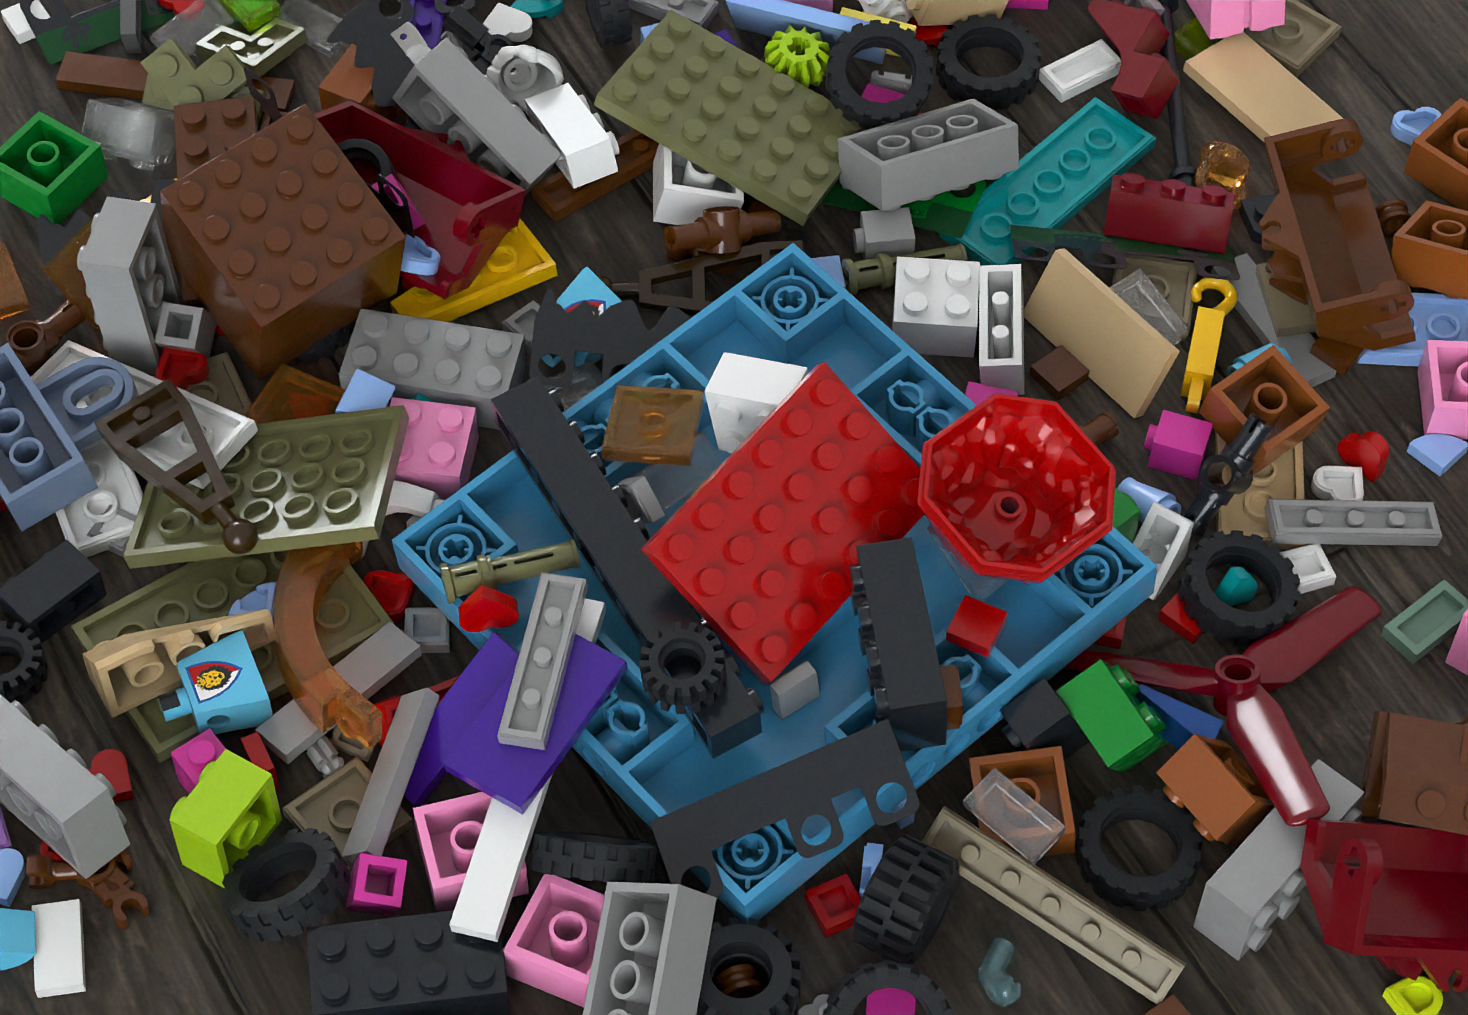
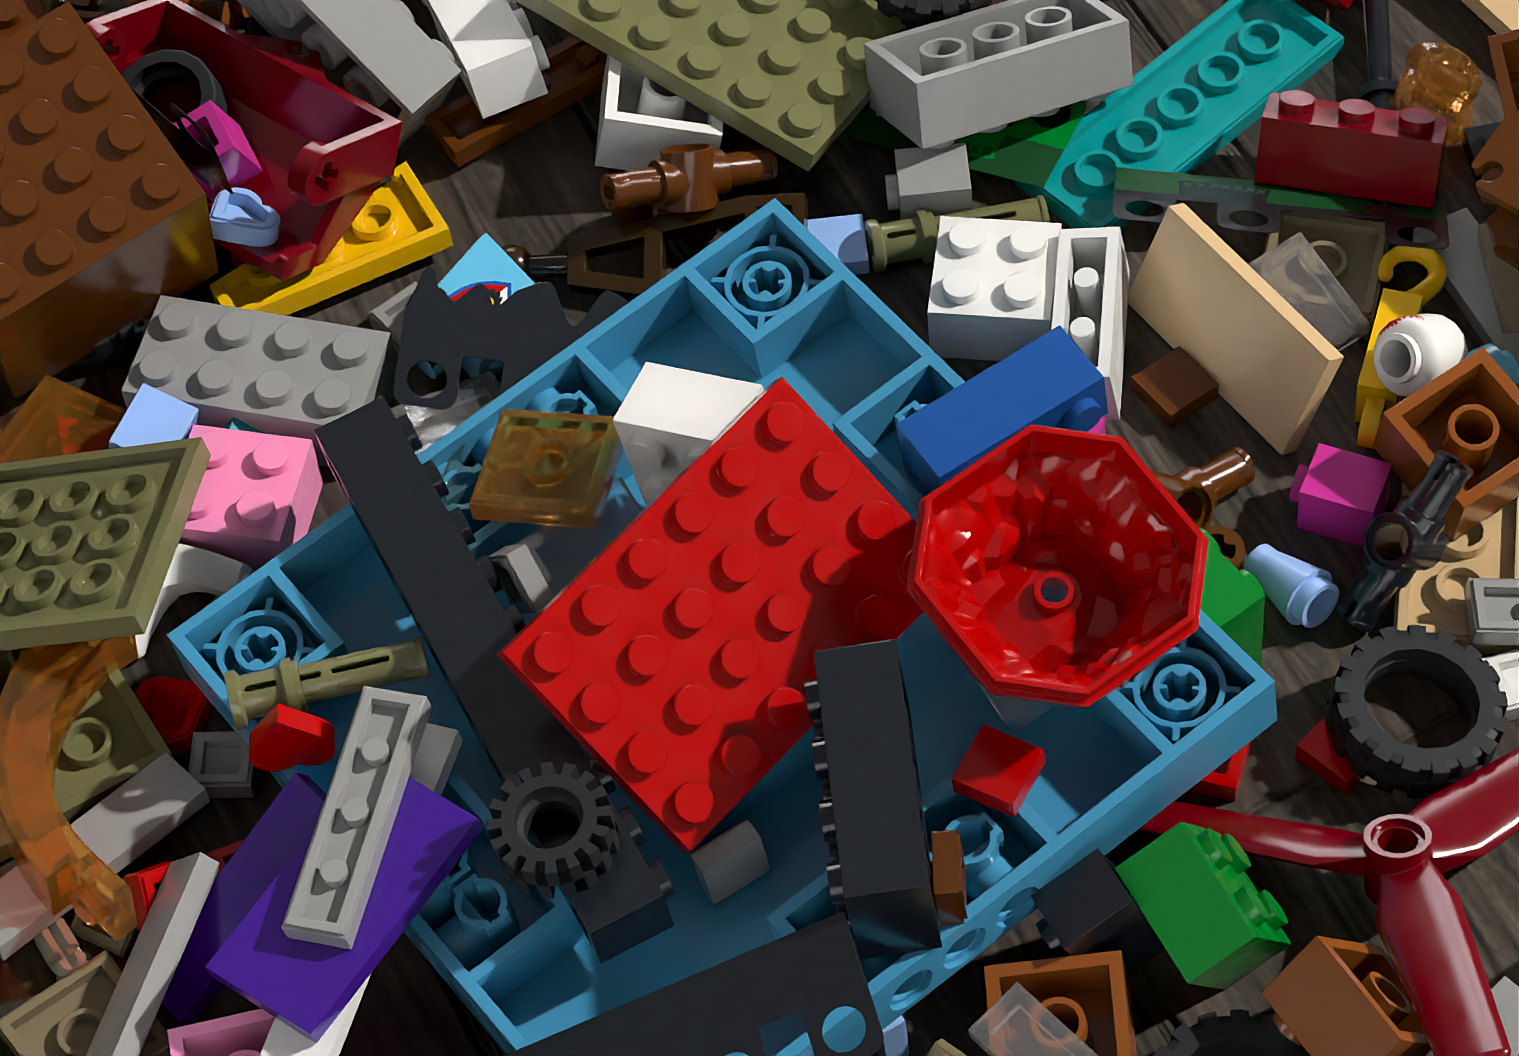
camera: 10 degrees right, 0 degrees up
(961, 384) = (1037, 385): none -> blue brick
(1165, 541) = (1301, 650): white slope -> none
(1180, 718) = (1310, 908): blue slope -> none
(1227, 348) = (1417, 351): none -> white head
(1236, 587) = (1411, 711): teal tile -> none

